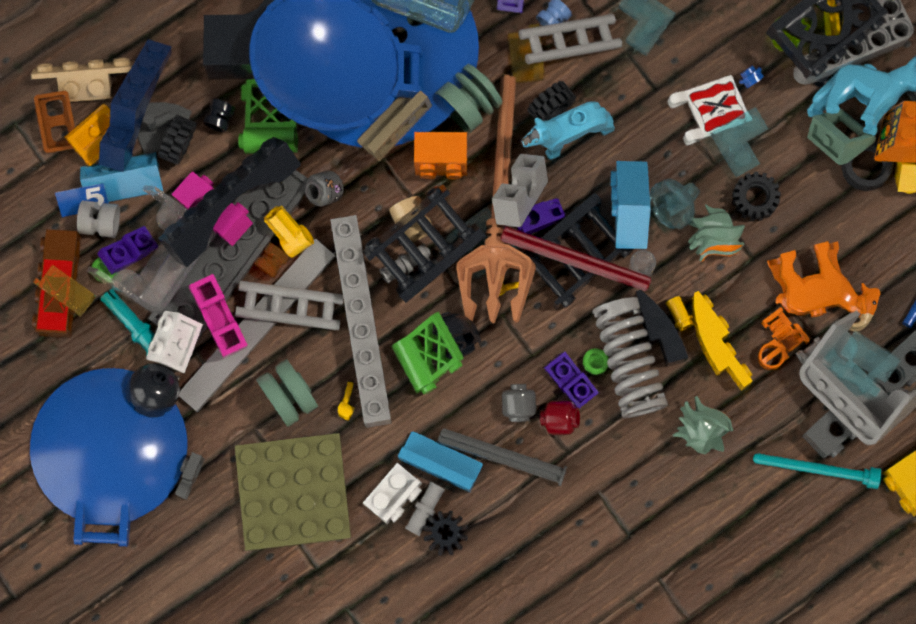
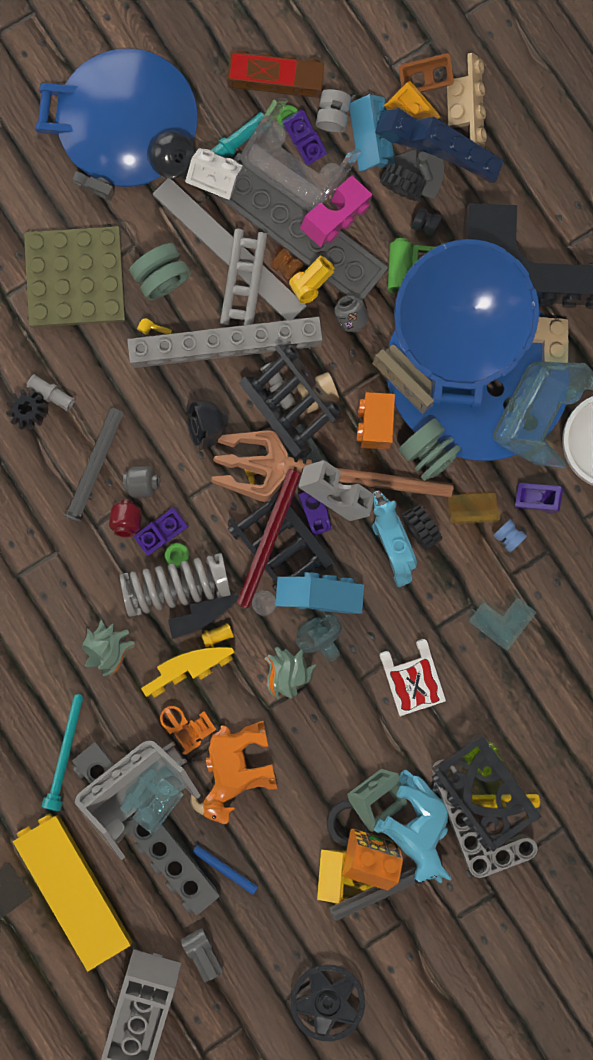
camera: 85 degrees right, 5 degrees up
(65, 290) = (263, 76): clear yellow panel -> none
(70, 199) = (353, 87): blue sticker -> none
(191, 233) = (307, 186): black arch -> none
(218, 316) = (226, 216): dark pink arch -> none
(393, 493) = (67, 365): white bracket -> none
(418, 359) = (182, 392): bright green piece -> none
(440, 461) = (92, 409): dark azure panel -> none
(561, 50) = (496, 558): light grey bar -> none
(733, 140) = (380, 697): clear light blue plate -> none
(751, 76) = (442, 718): blue plate -> none
(758, 181) = (339, 718): black tyre -> none

